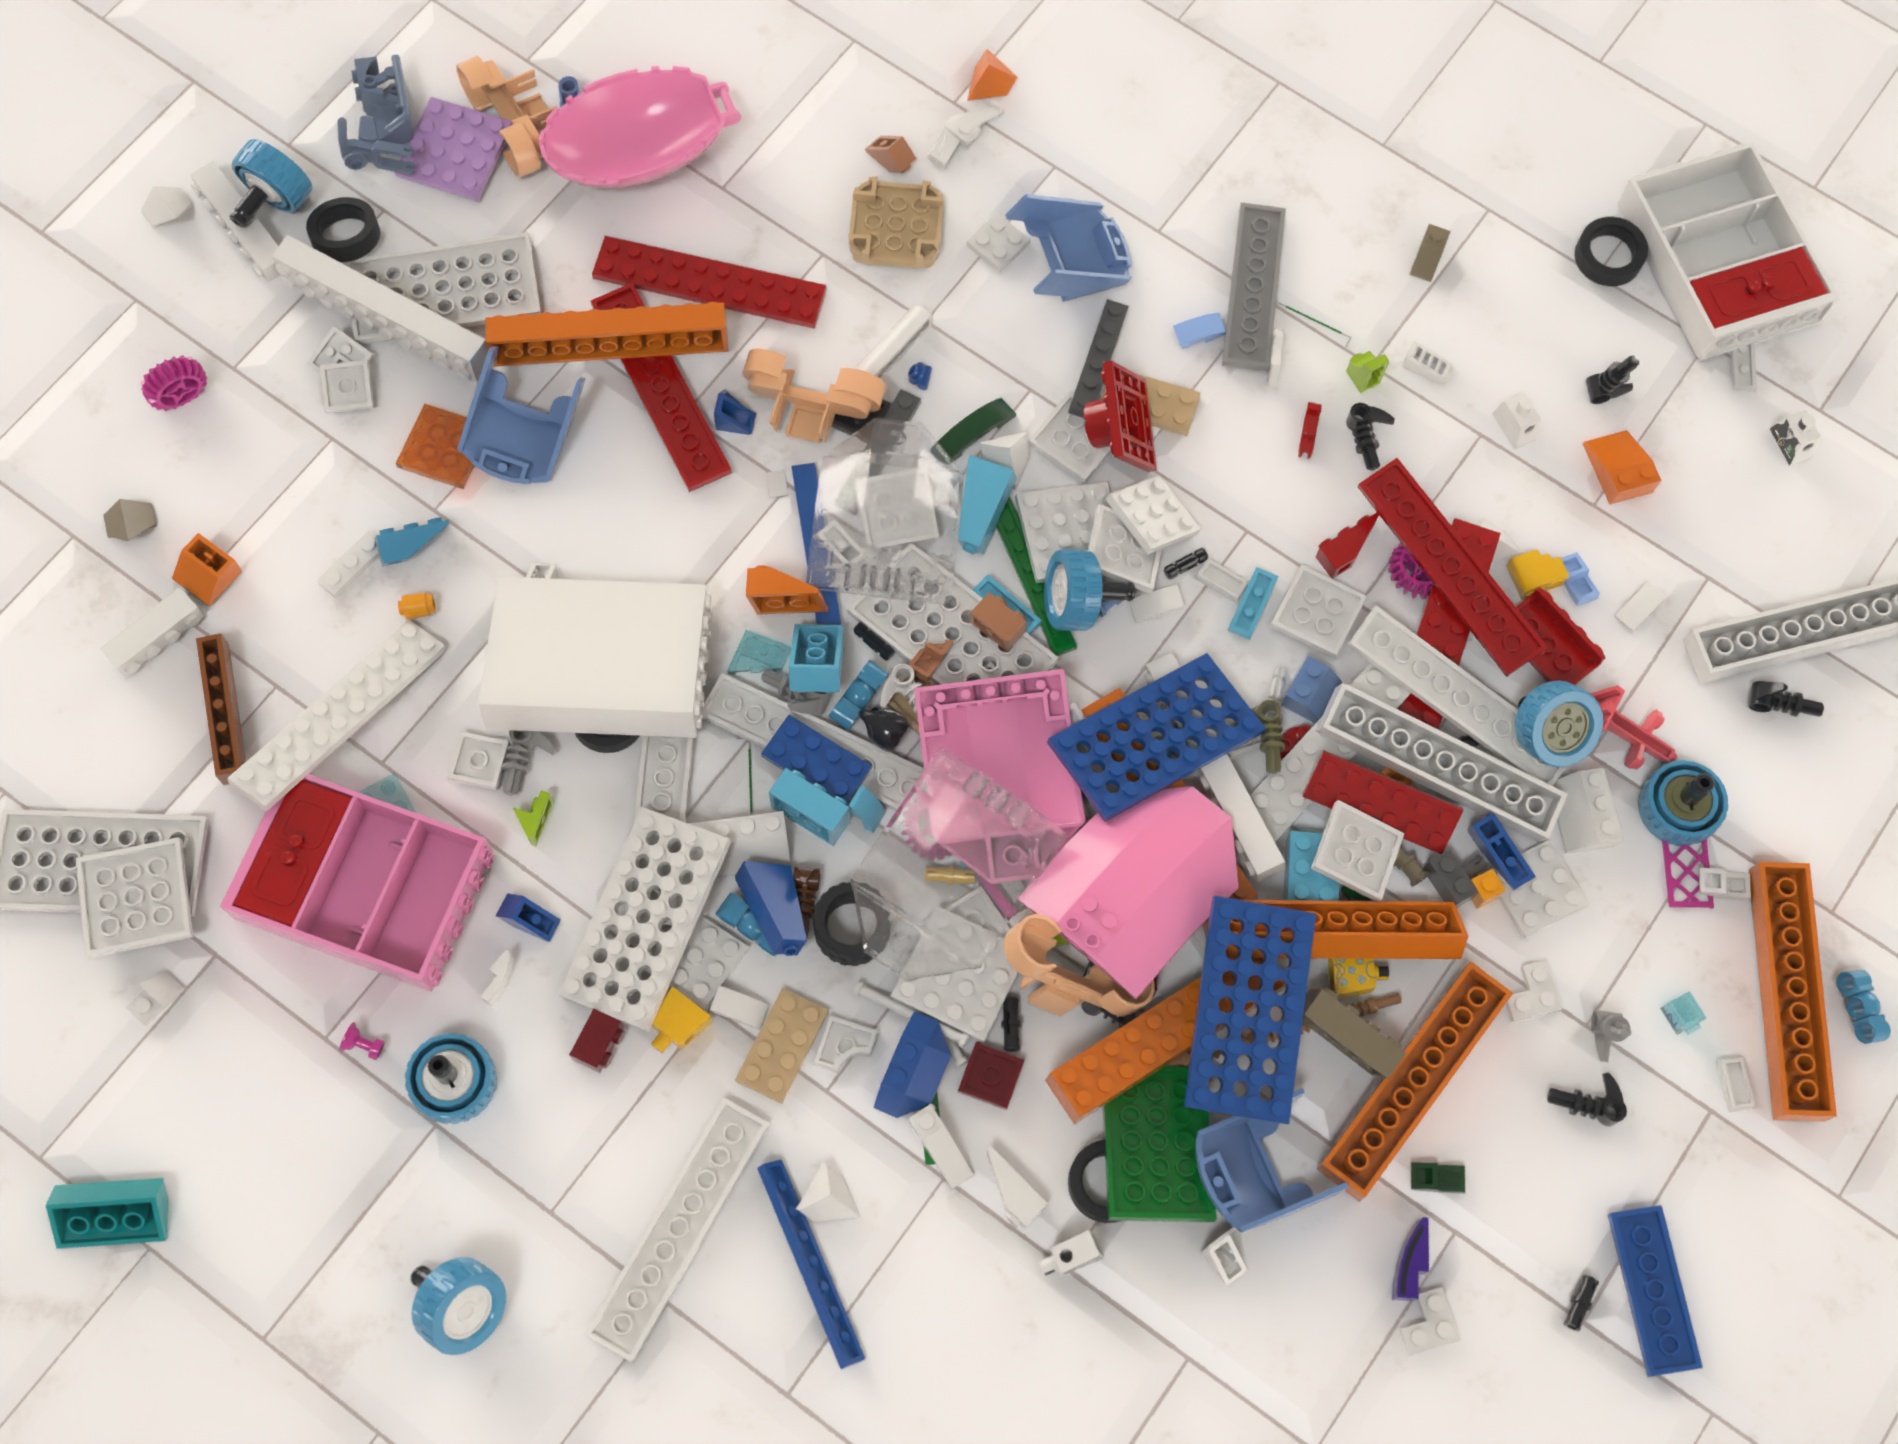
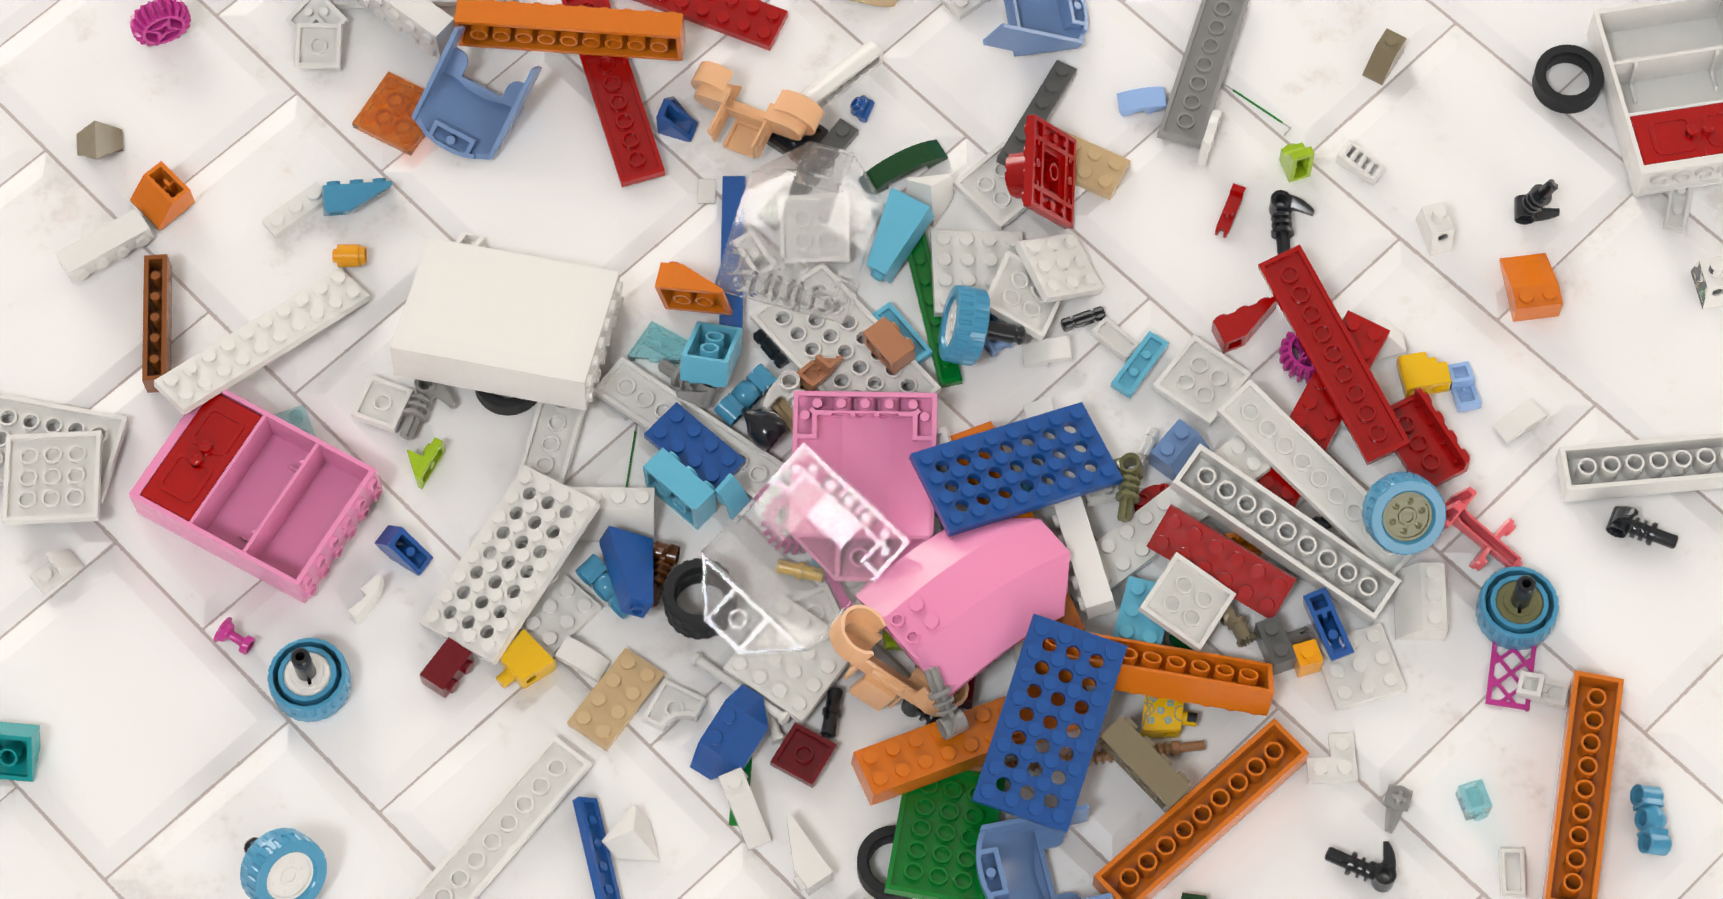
camera: 15 degrees right, 5 degrees down
(1147, 1020) = (952, 721): none -> light grey piece

